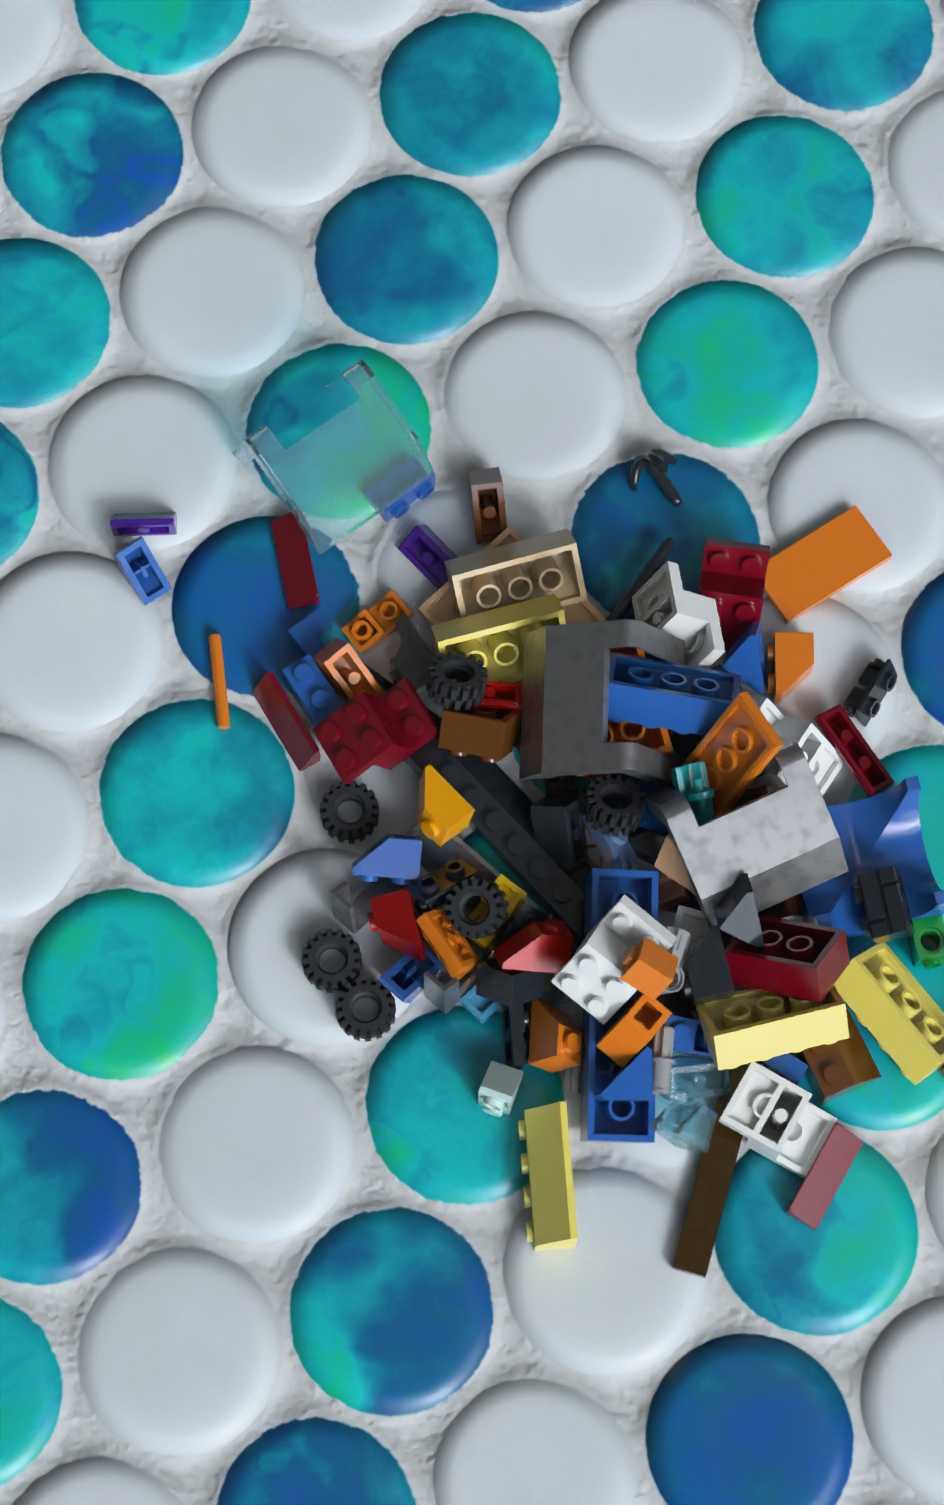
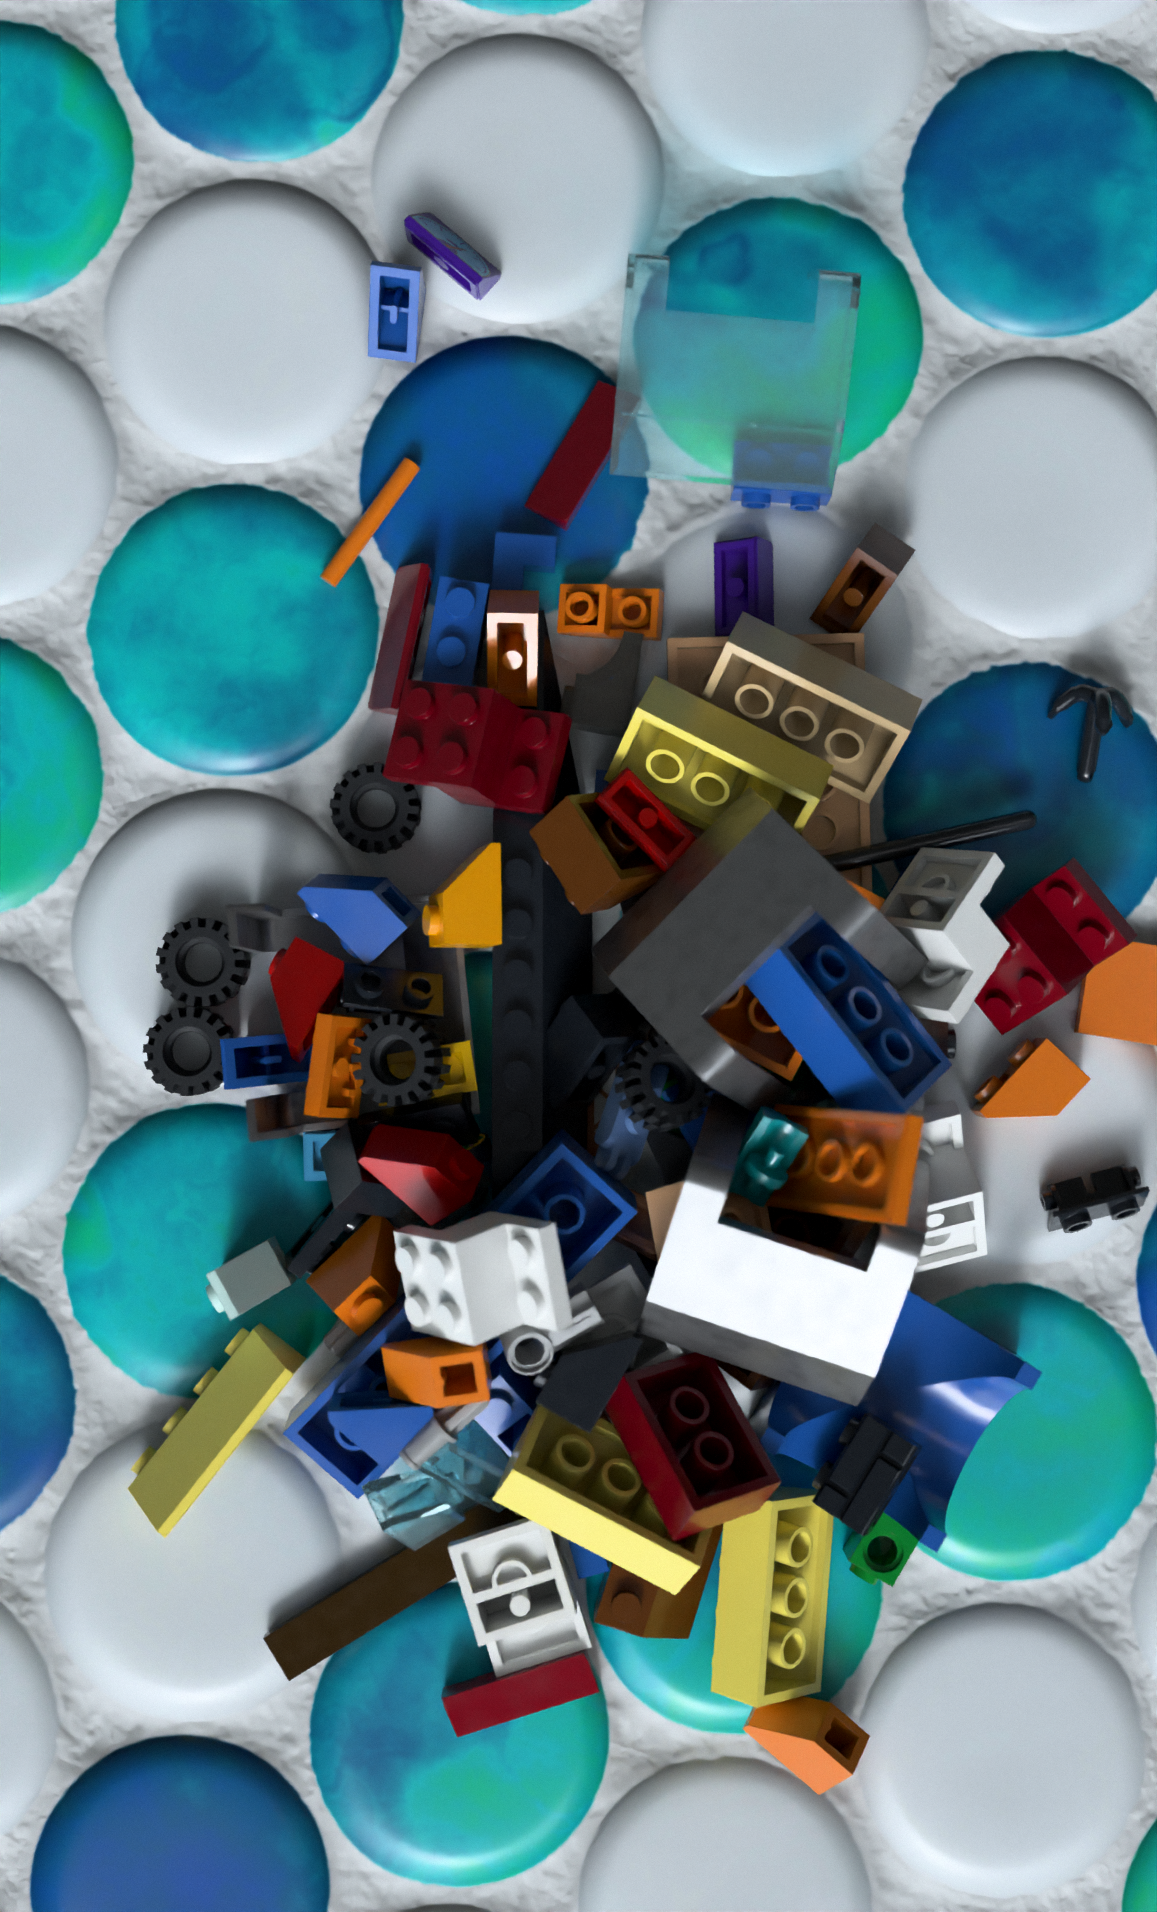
camera: 40 degrees right, 15 degrees up
(456, 693) = (633, 757): black tyre -> none
(648, 967) = (501, 1336): orange brick -> none
(739, 914) = (675, 1353): slope -> none
(748, 658) = (985, 1040): blue slope -> none
(854, 751) = (1006, 1256): dark red slope -> none

